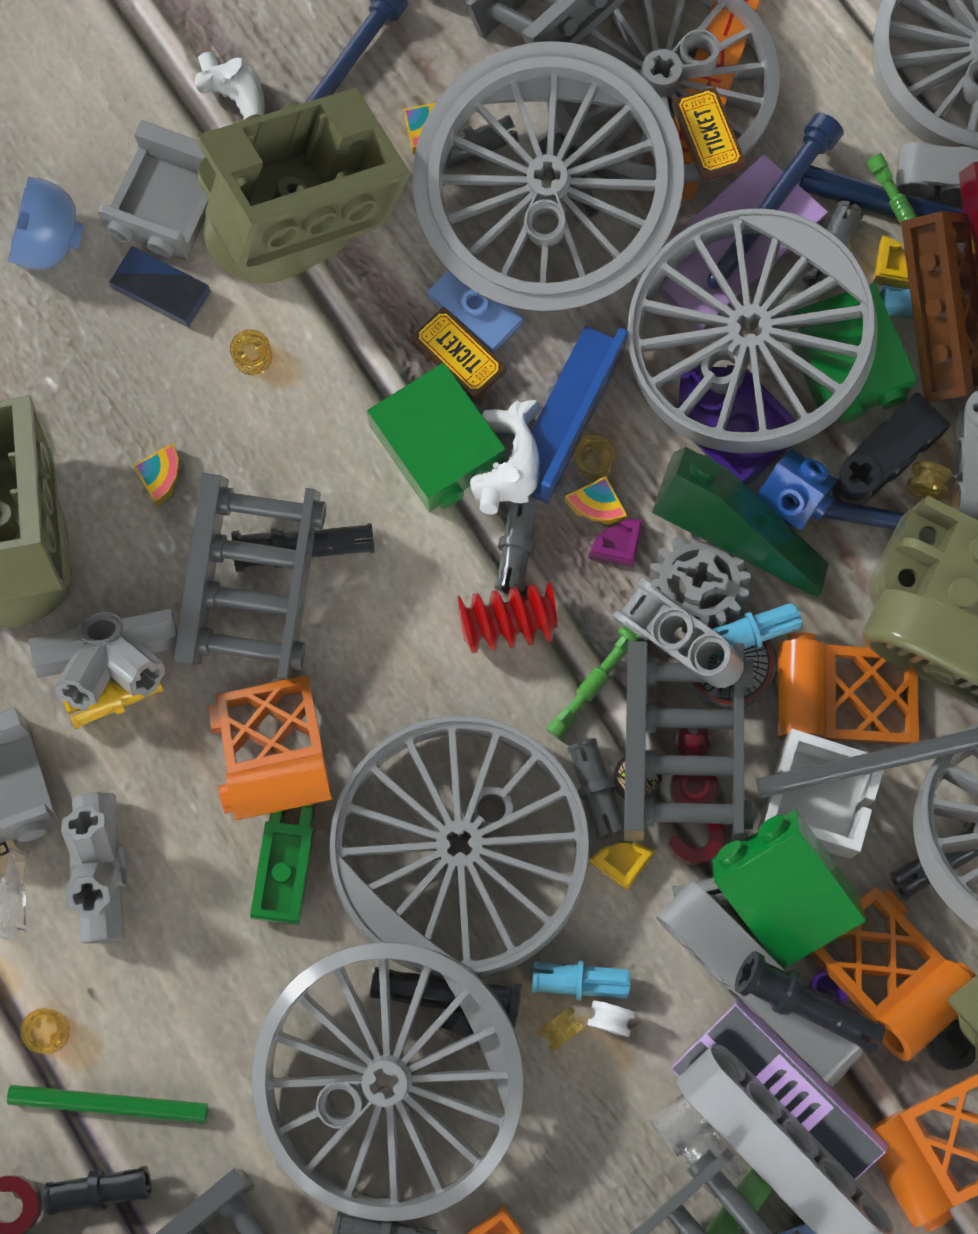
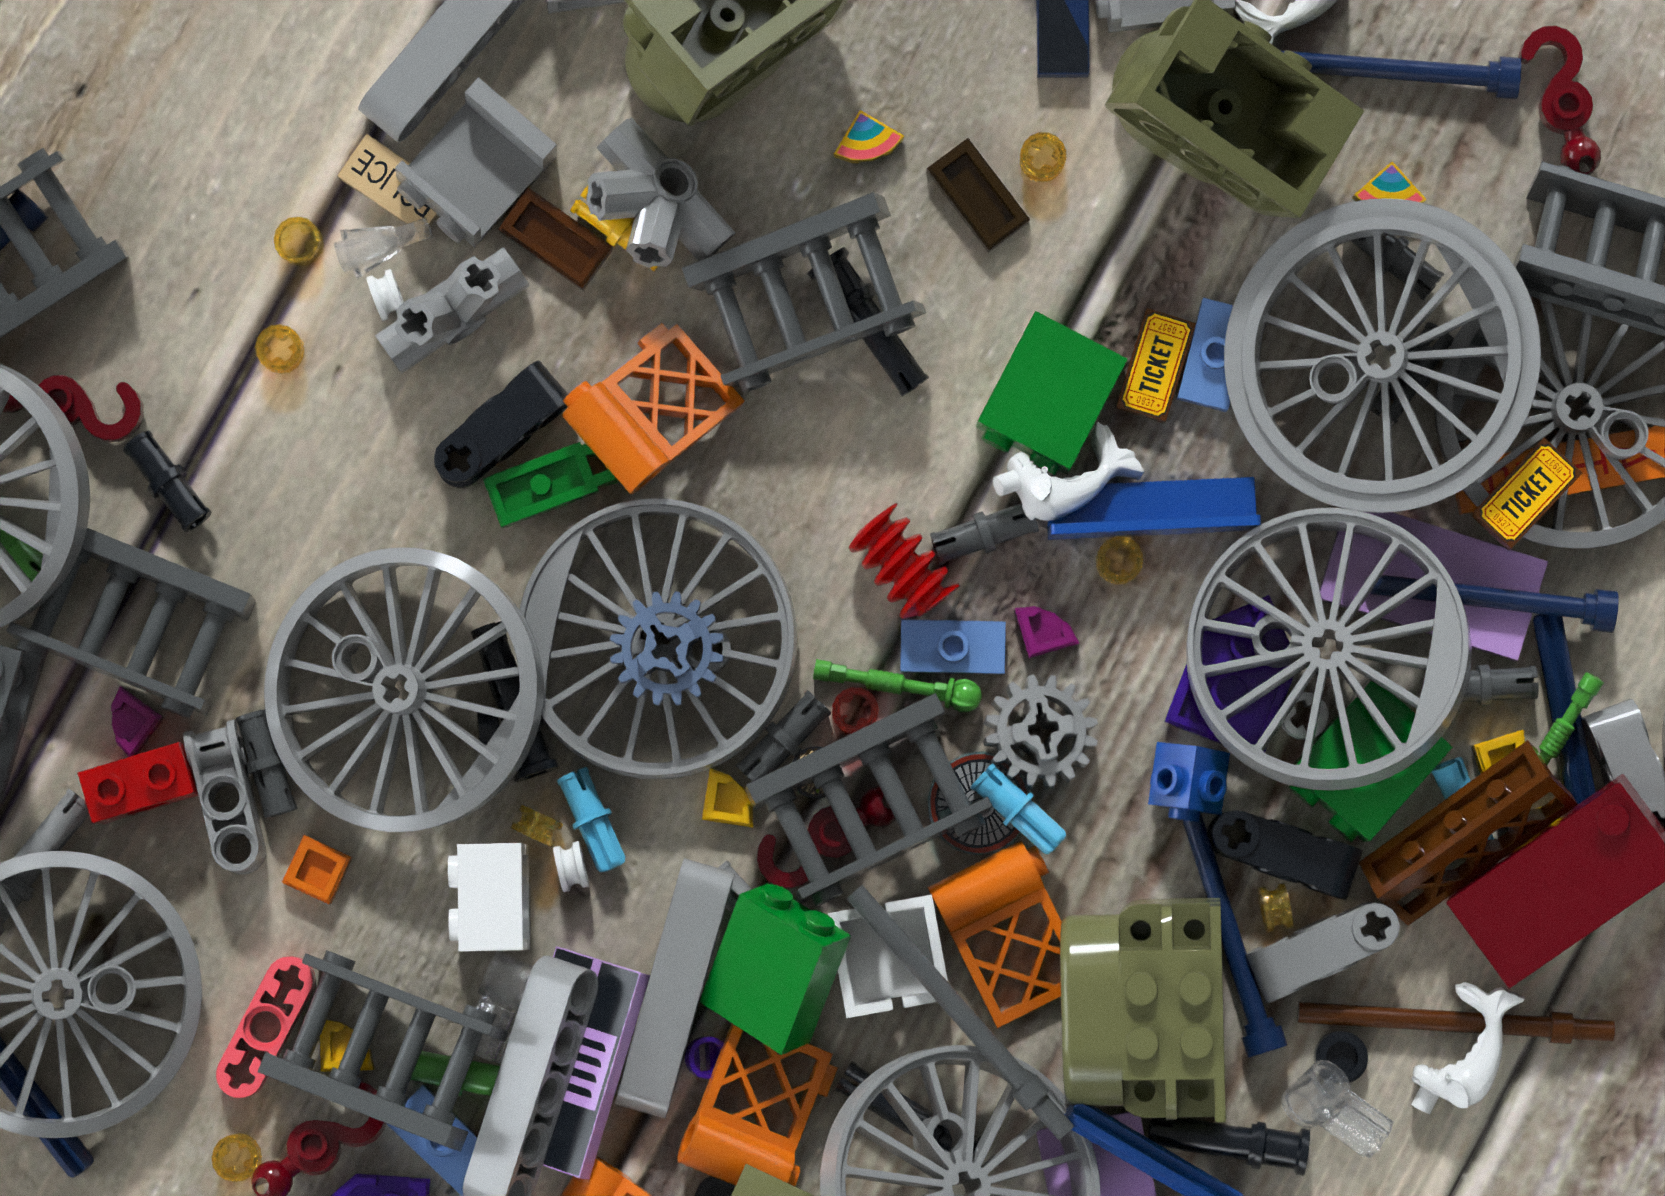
camera: 60 degrees right, 10 degrees up
(52, 915) = (385, 294): none -> white bush
(91, 755) = (555, 239): none -> reddish brown tile
(107, 1104) = (247, 445): green bar -> none
(215, 879) = (502, 425): none -> black piece
(251, 415) = (978, 195): none -> dark brown tile
(452, 835) = (688, 634): none -> sand blue gear
(591, 618) = (952, 647): none -> medium blue plate
(597, 502) = (1073, 588): tile -> none
(606, 1098) = (491, 897): none -> white piece
(618, 720) = (846, 697): none -> clear red bush
(657, 617) = (974, 707): light grey piece -> none
(725, 512) = (1122, 721): dark green wedge -> none
(790, 995) = (674, 1016): black pin -> none
(797, 378) = (1300, 732): none -> white bush

